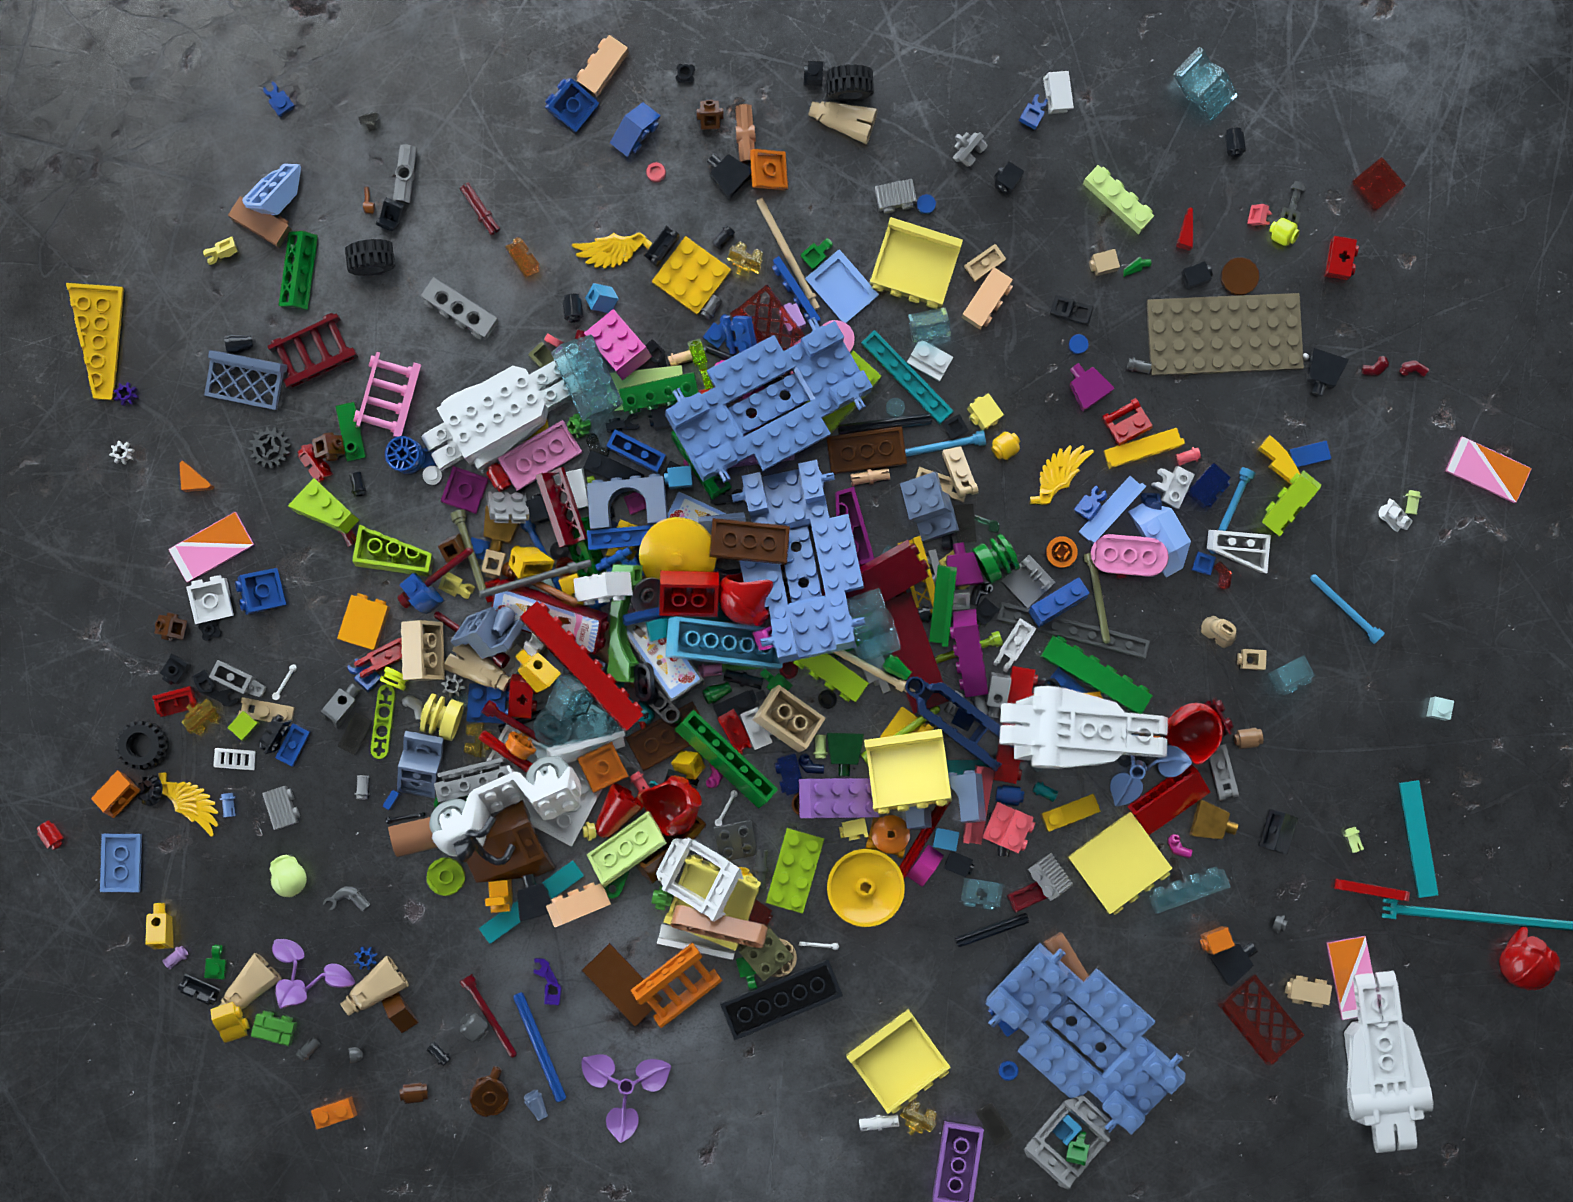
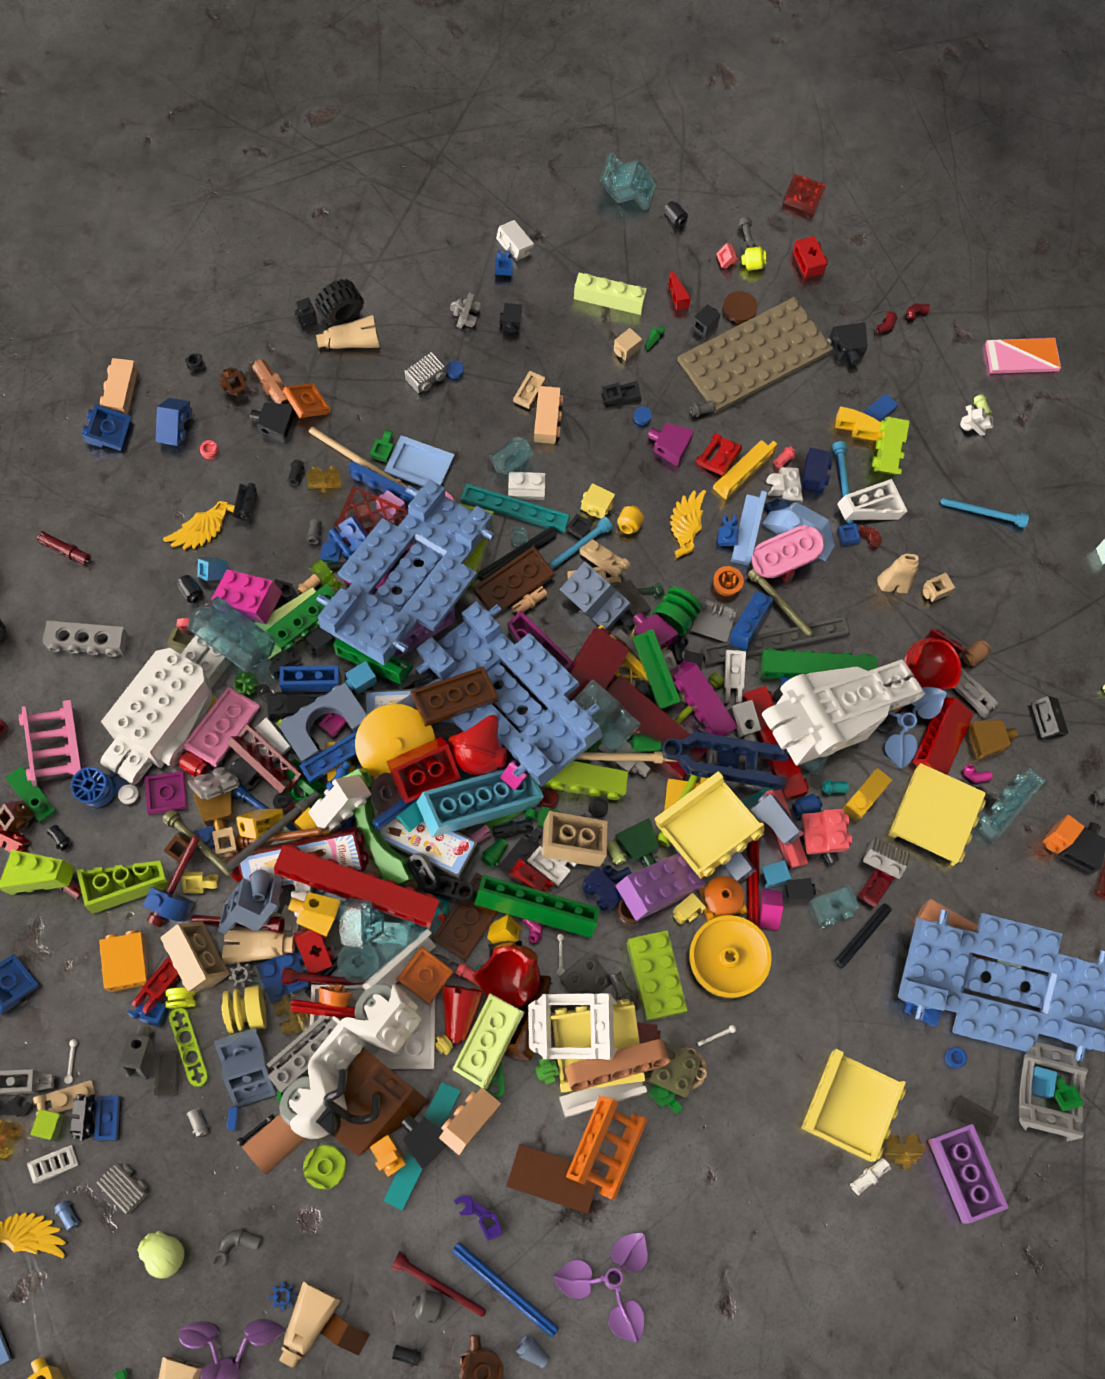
camera: 35 degrees left, 15 degrees down
(415, 704) = (212, 1013): light grey arm -> none
(526, 262) = (130, 572): clear orange hinge -> none
(691, 275) = (283, 515): yellow plate -> none
(781, 999) = (713, 1106): black brick -> none
(915, 263) = (471, 415): light yellow panel -> none
(1290, 675) = (977, 584): clear light blue brick -> none

